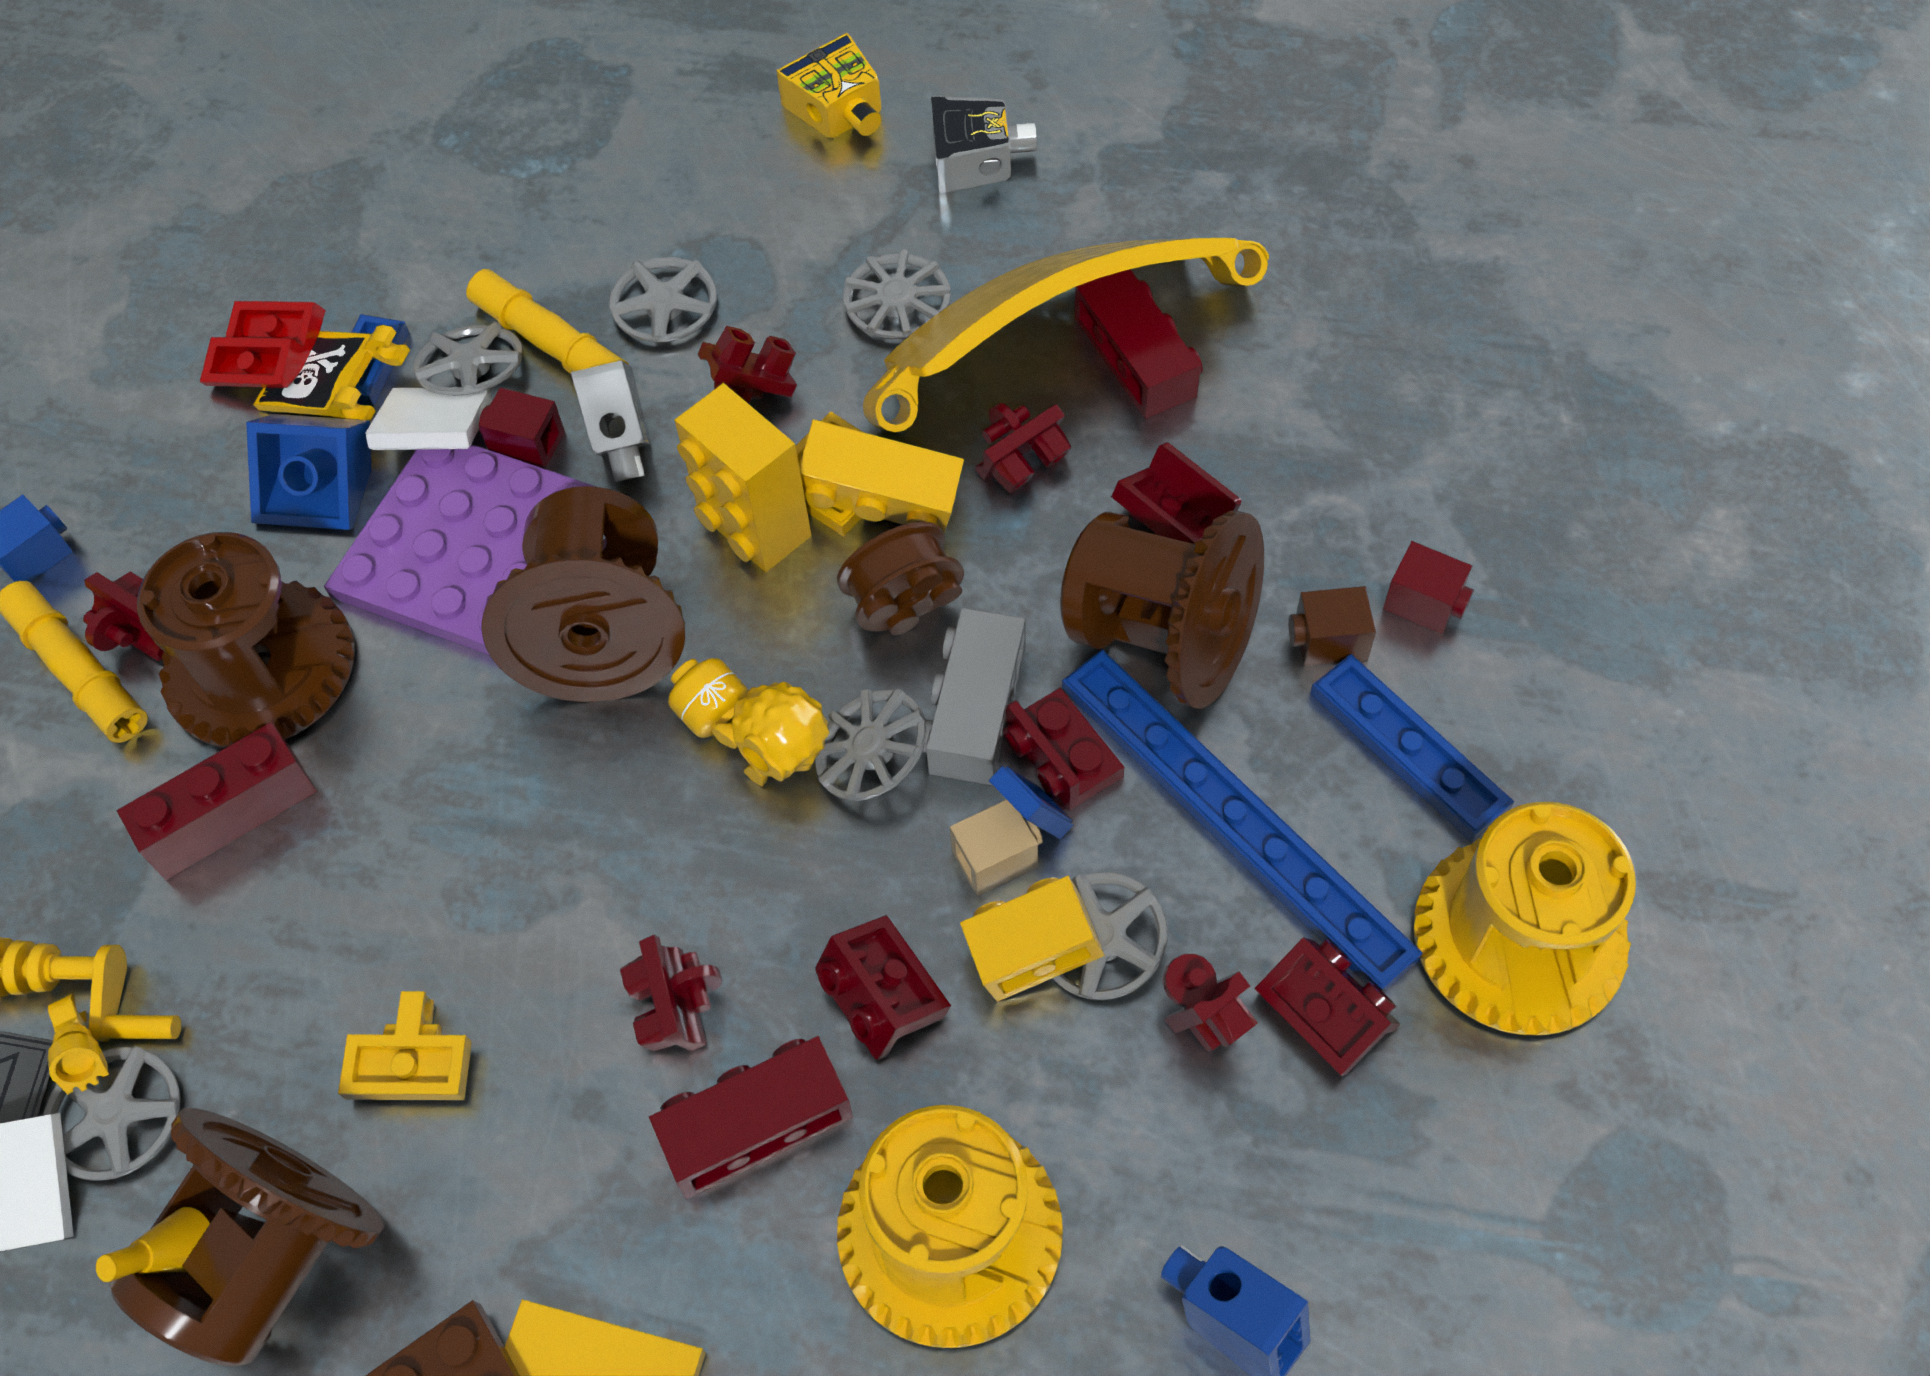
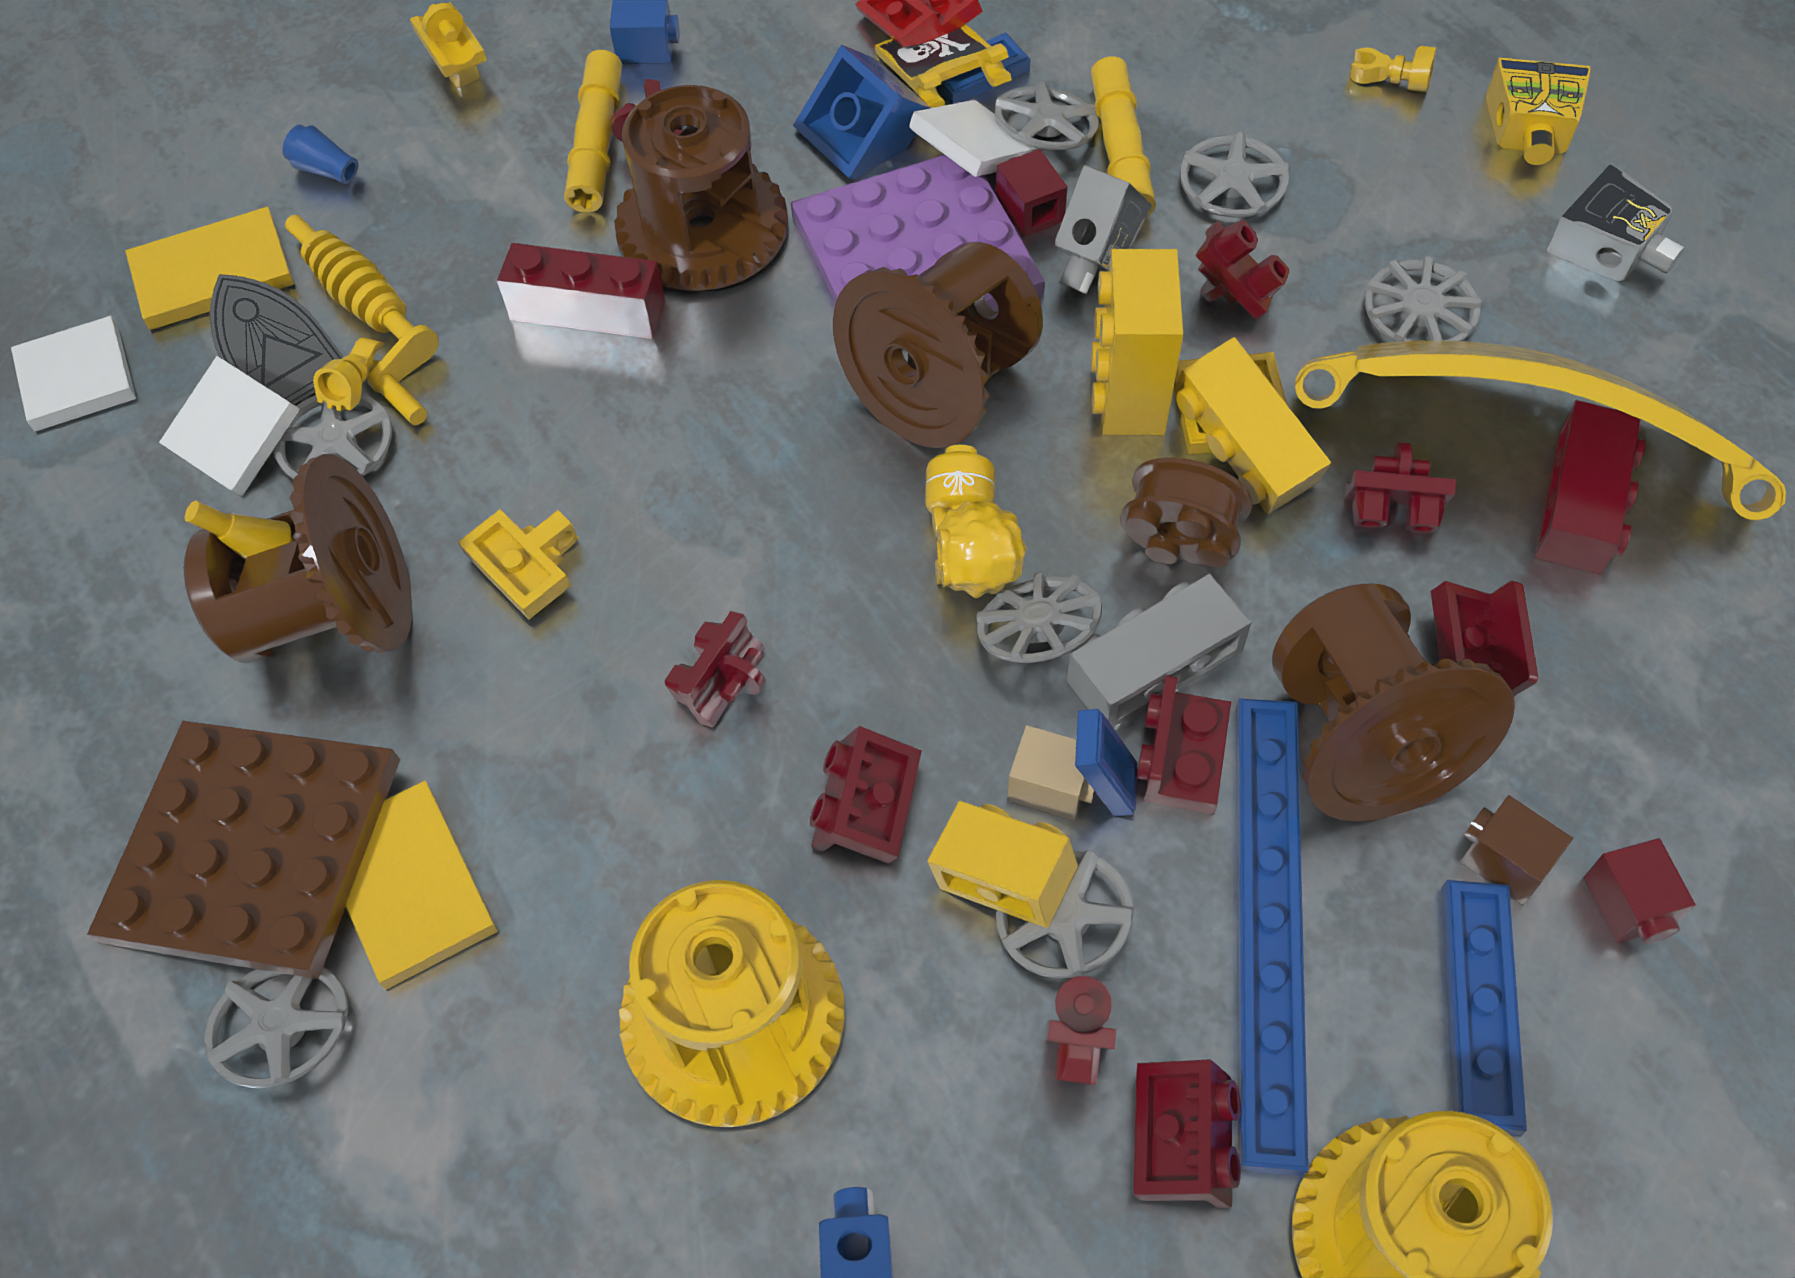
camera: 45 degrees right, 0 degrees up
(683, 139) = (1375, 66): none -> yellow piece
(750, 1115) = (683, 801): dark red brick -> none

